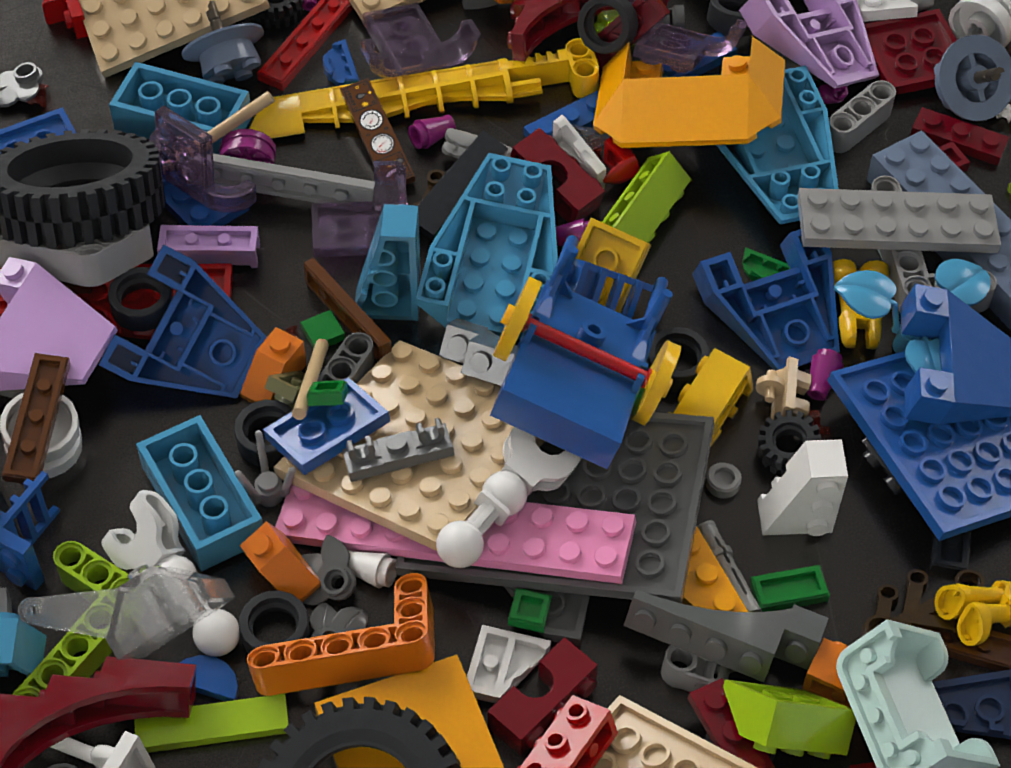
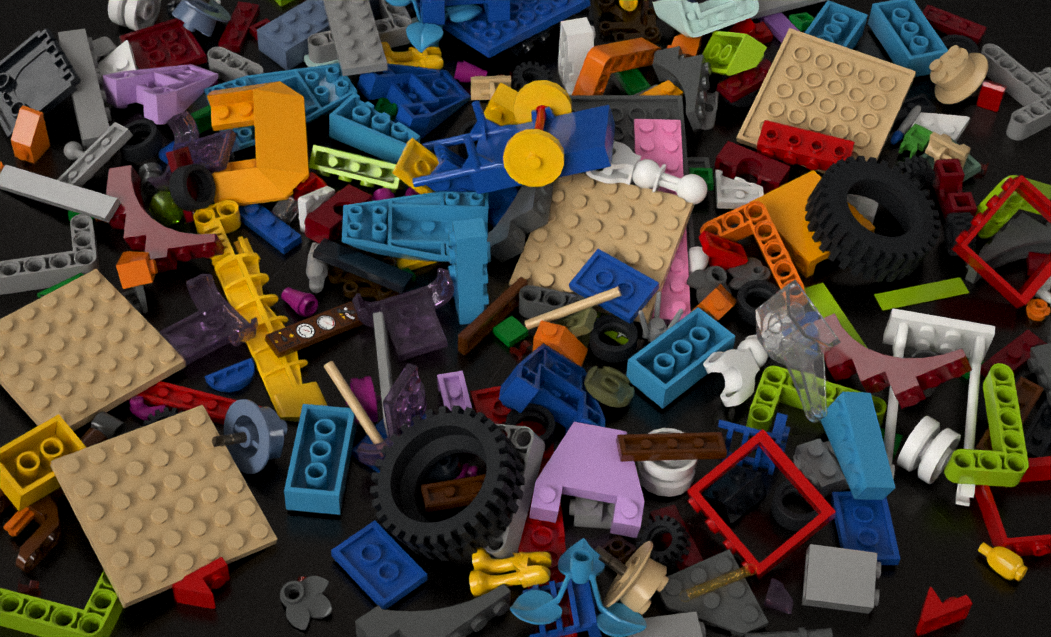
camera: 105 degrees left, 5 degrees down
(185, 398) = (609, 386): none -> olive tile
(327, 393) = (595, 281): green tile -> none
(374, 592) = (722, 251): none -> red slope
(398, 451) = (626, 239): dark grey plate -> none
(717, 225) = (369, 130): none -> dark azure wedge
(801, 549) = (609, 59): none -> orange beam

